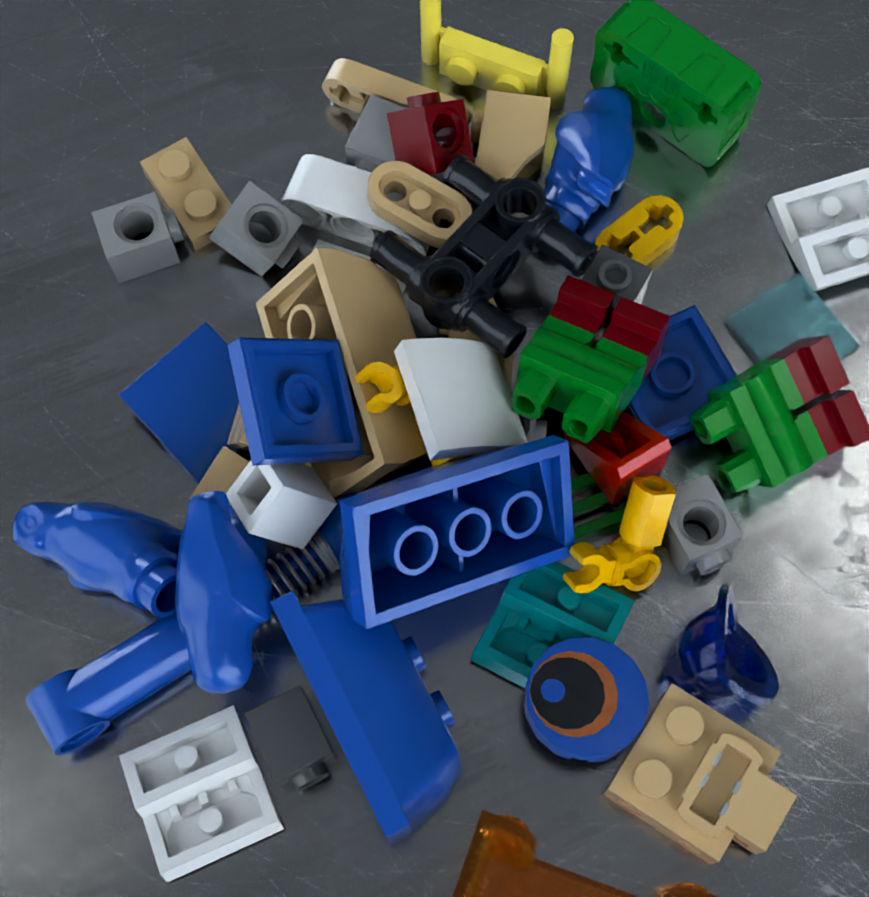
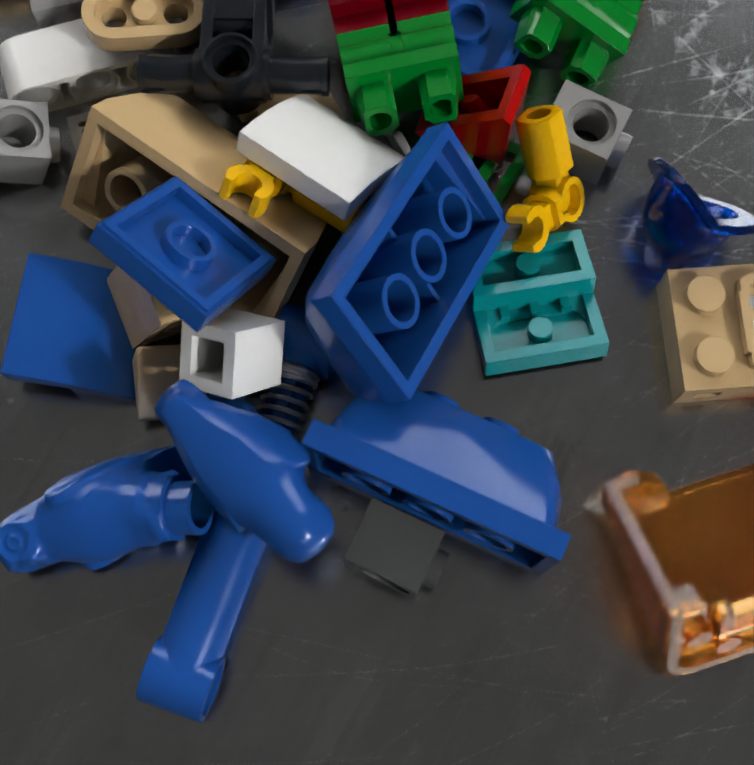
camera: 40 degrees left, 5 degrees up
(200, 793) = (351, 655): white slope -> none
(586, 699) = (610, 334): tile -> none

